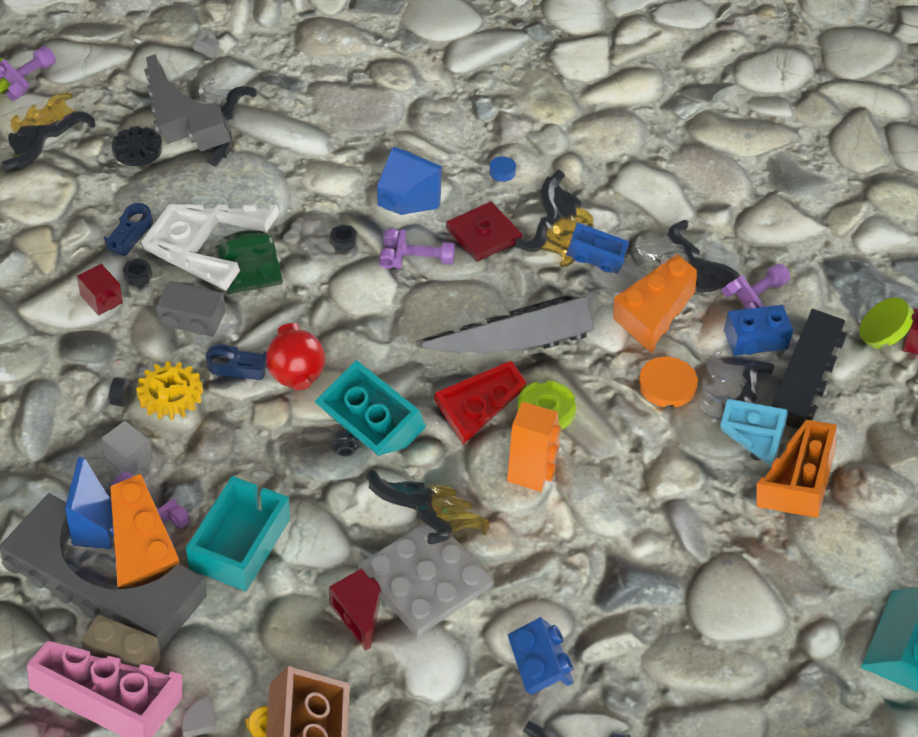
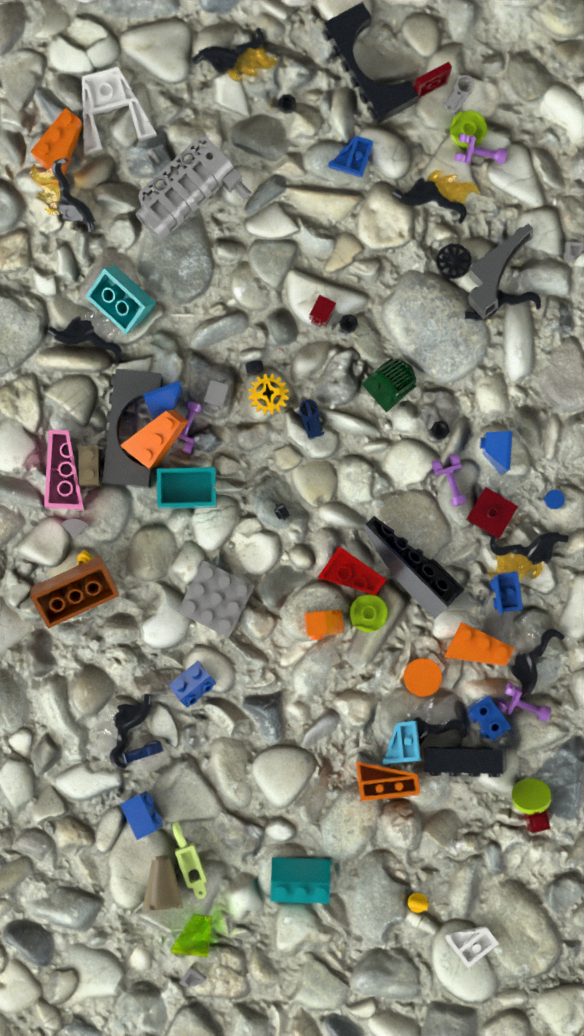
camera: 65 degrees right, 35 degrees up
(129, 232) = (377, 299): dark blue piece -> none
(186, 227) = (392, 332): white wing -> none
(191, 308) = (334, 372): dark grey brick -> none
(295, 357) = (322, 454): red brick -> none
(357, 605) = (176, 574): dark red slope -> none
(371, 410) = (305, 517): teal slope -> none
(433, 505) = (261, 583): piece -> none

